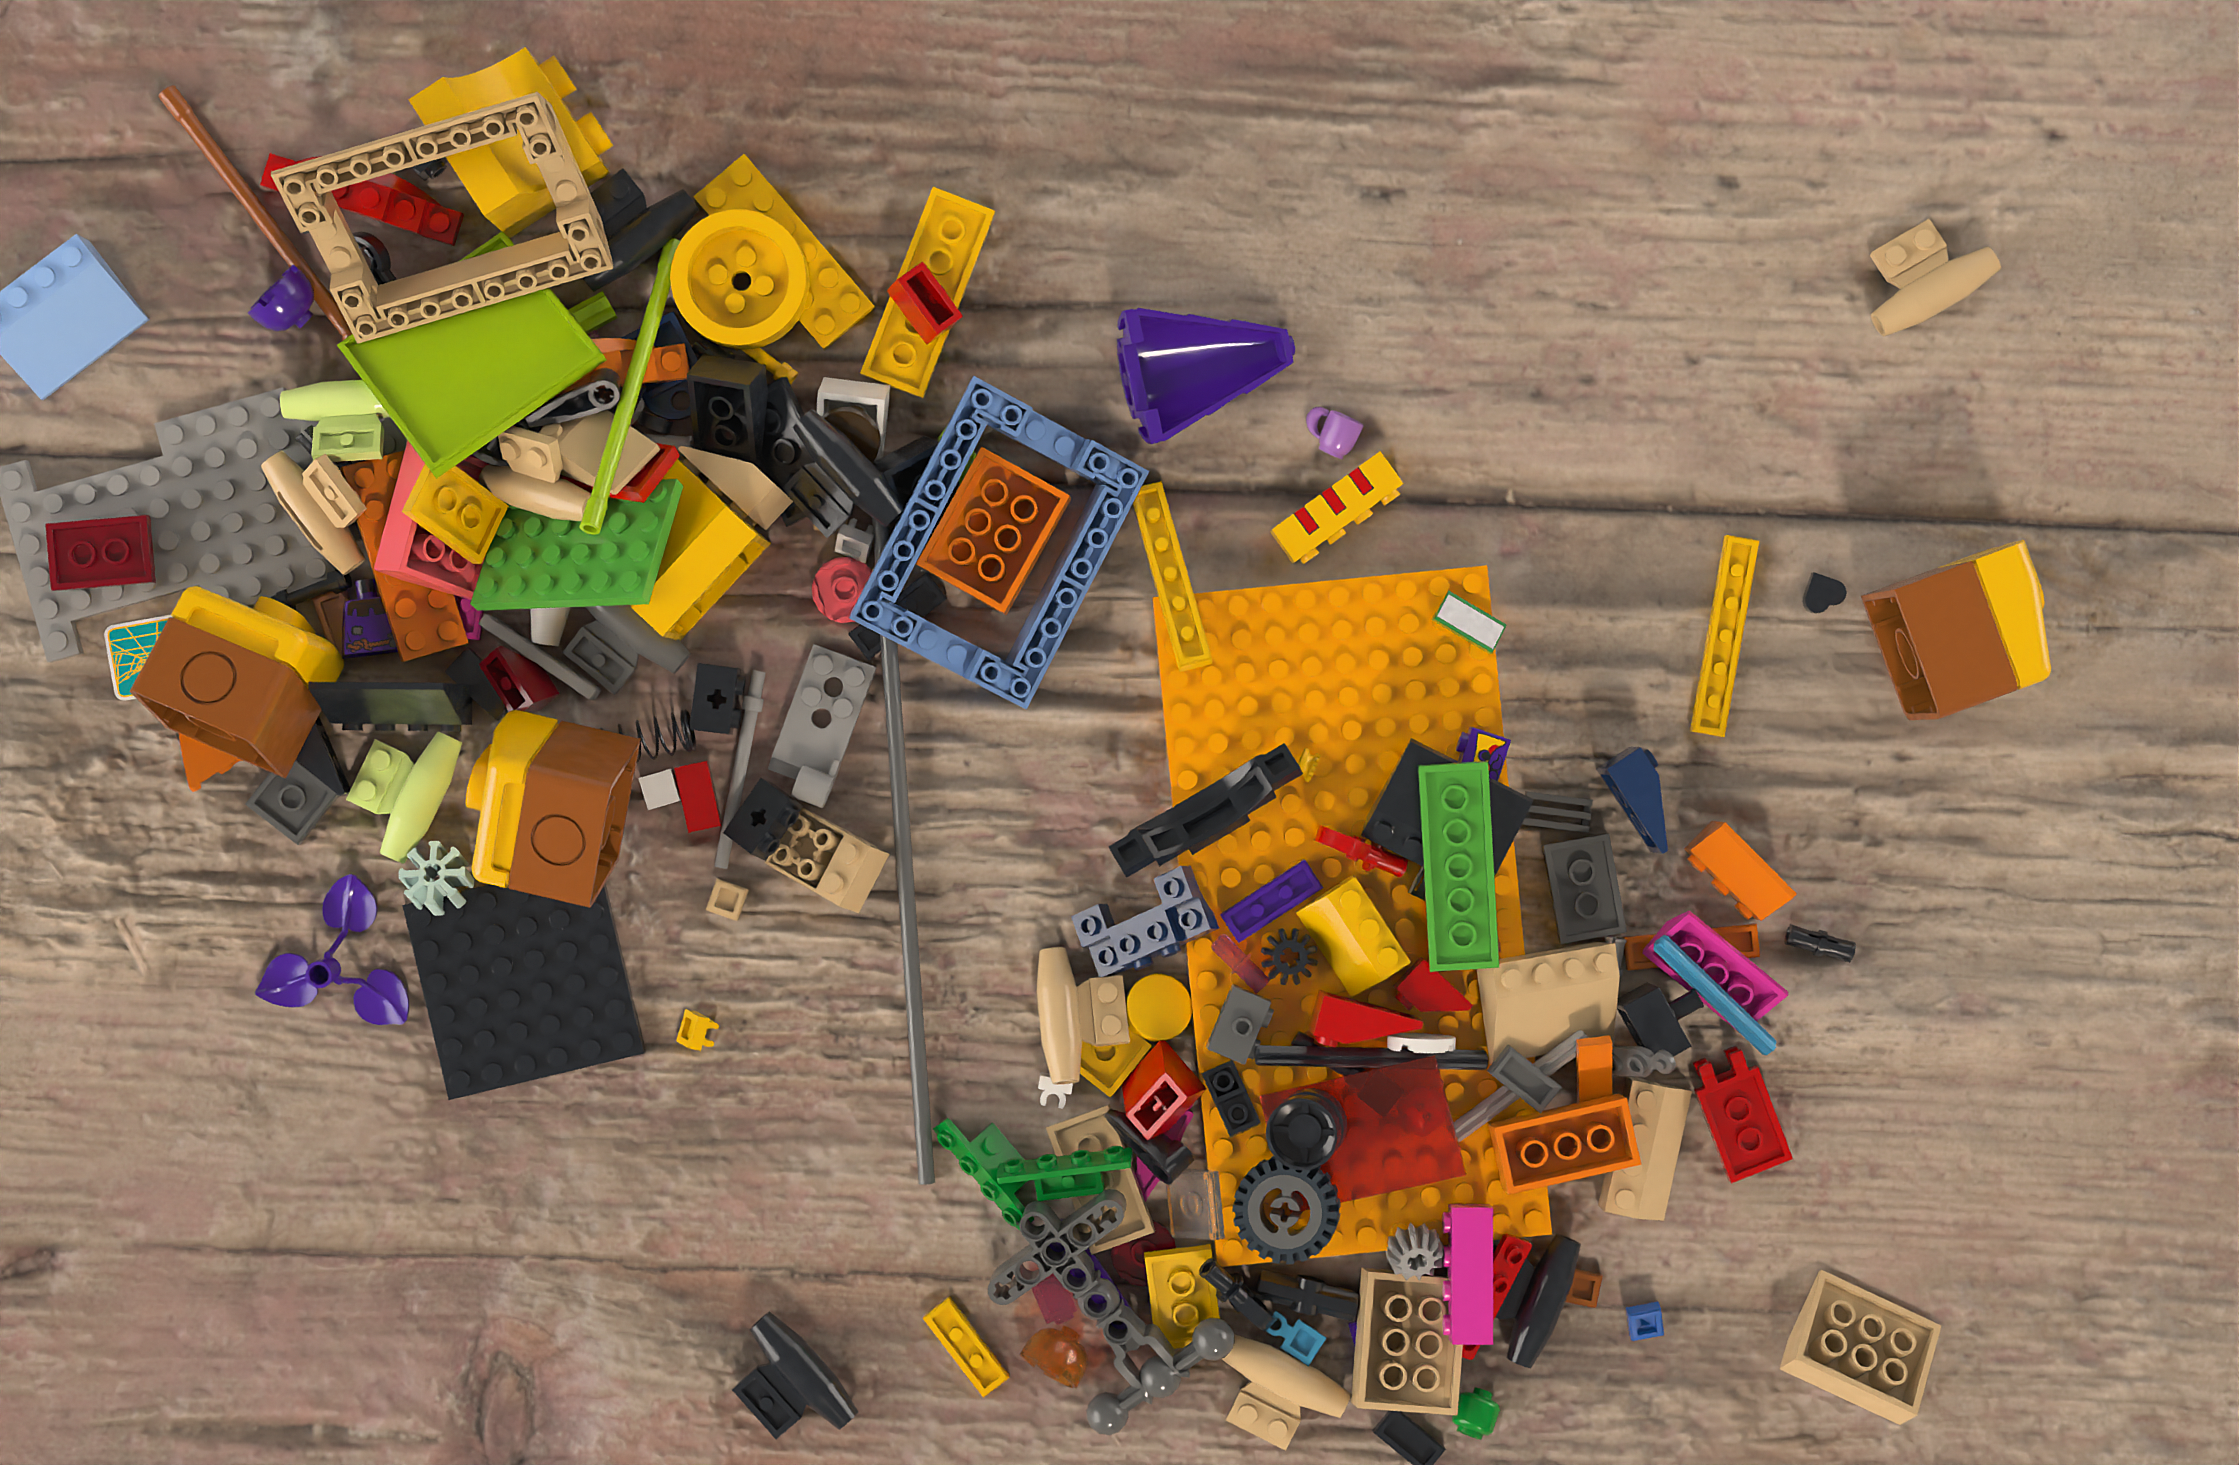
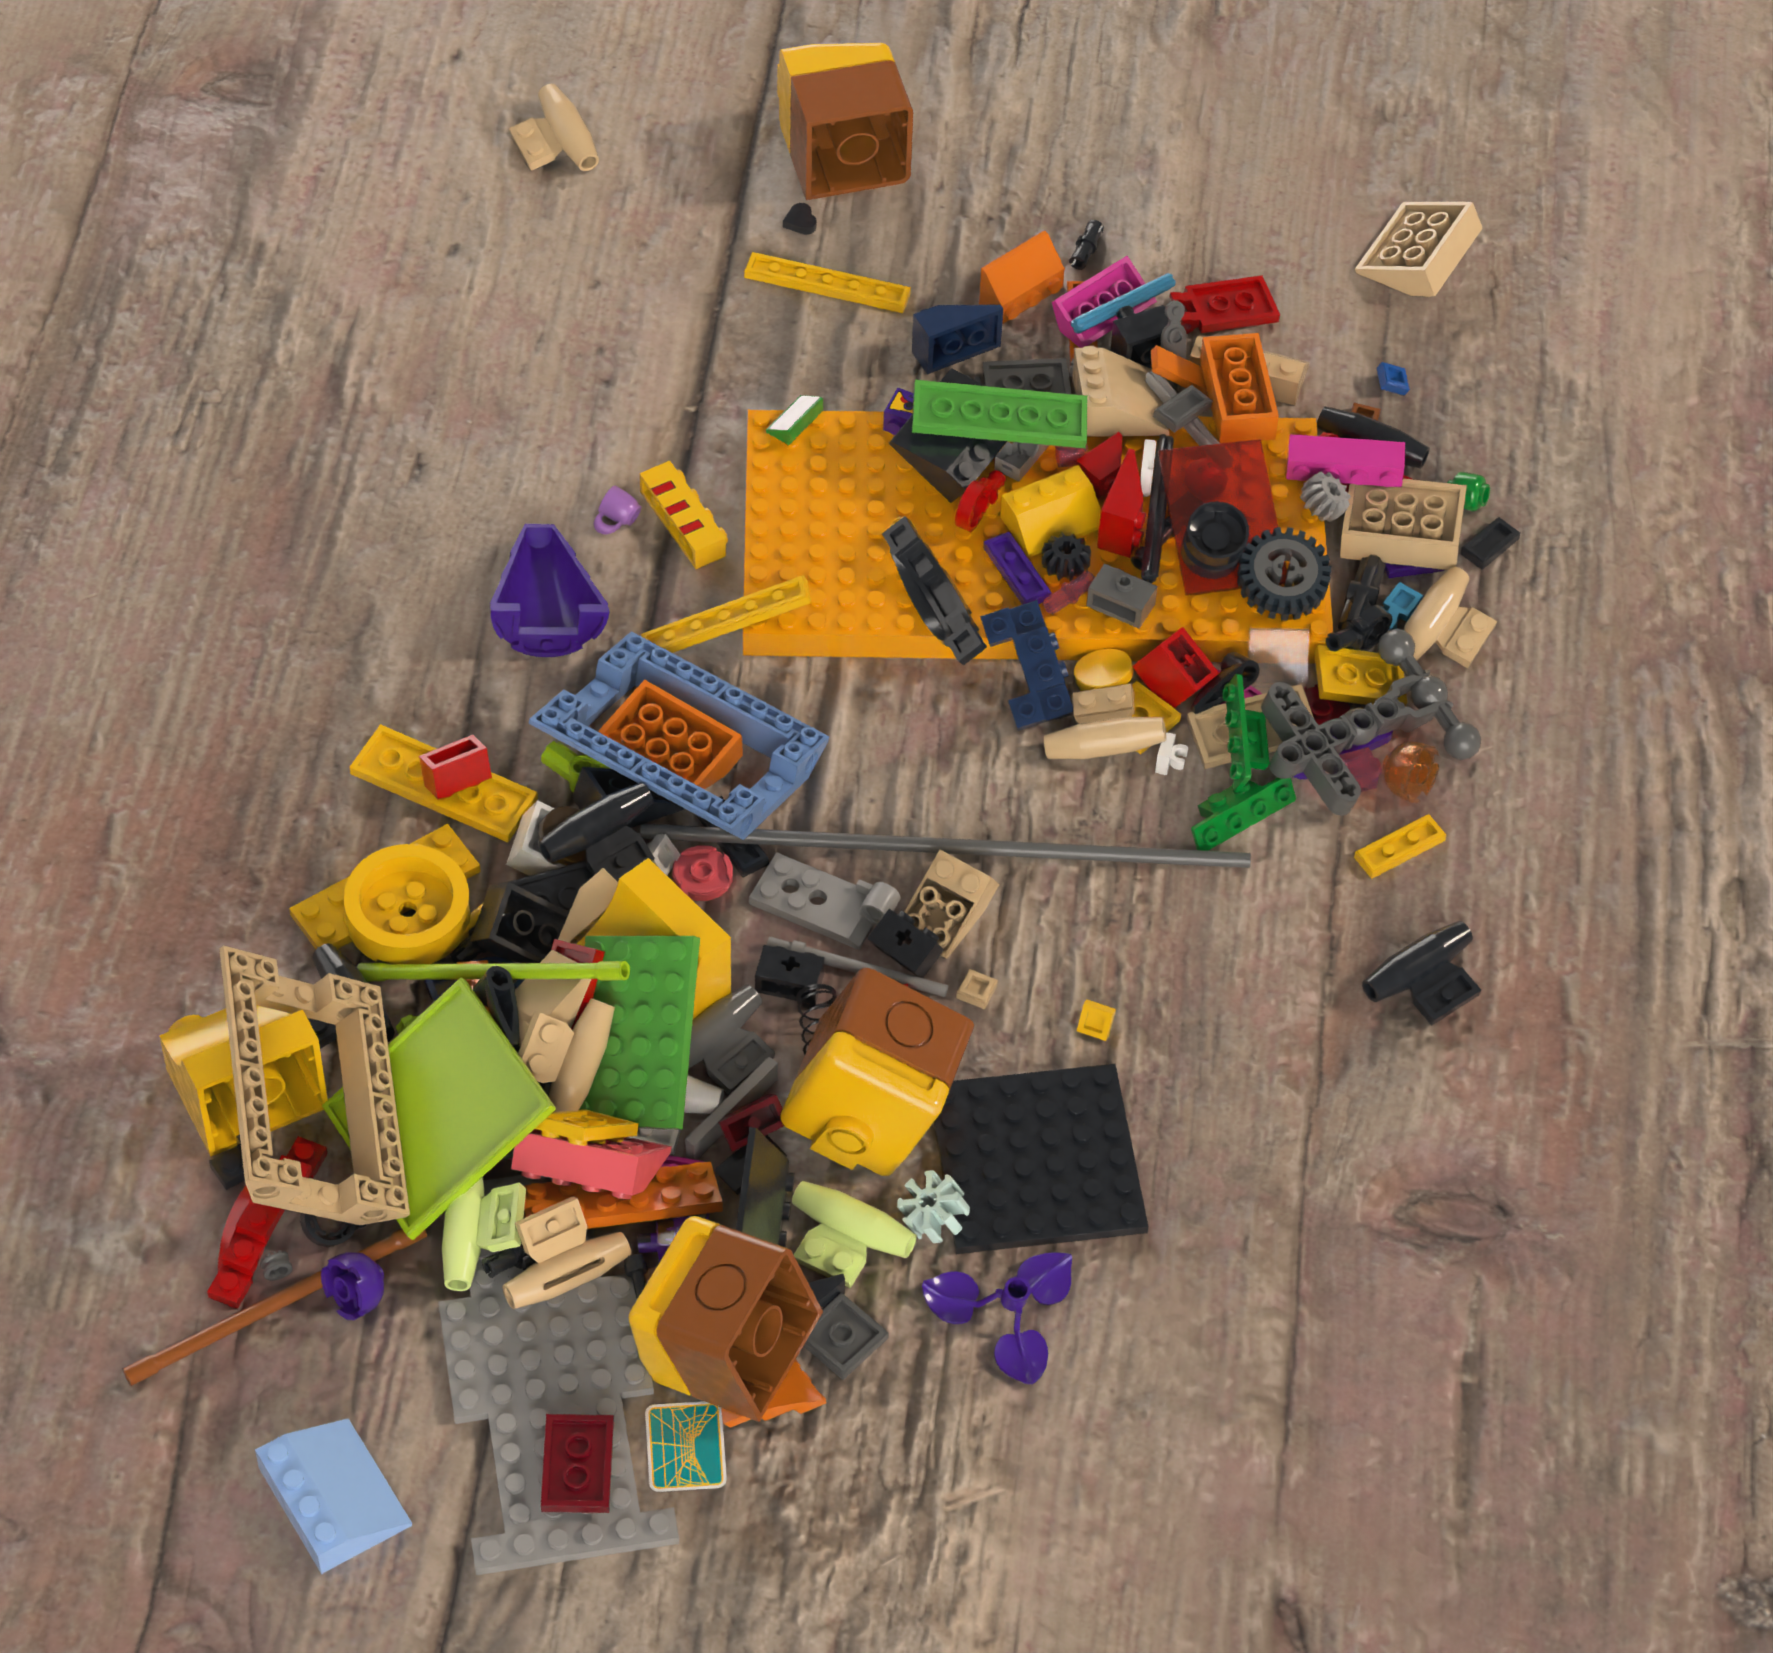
camera: 90 degrees left, 35 degrees down
(1231, 1098) = (1187, 612): black slope -> none

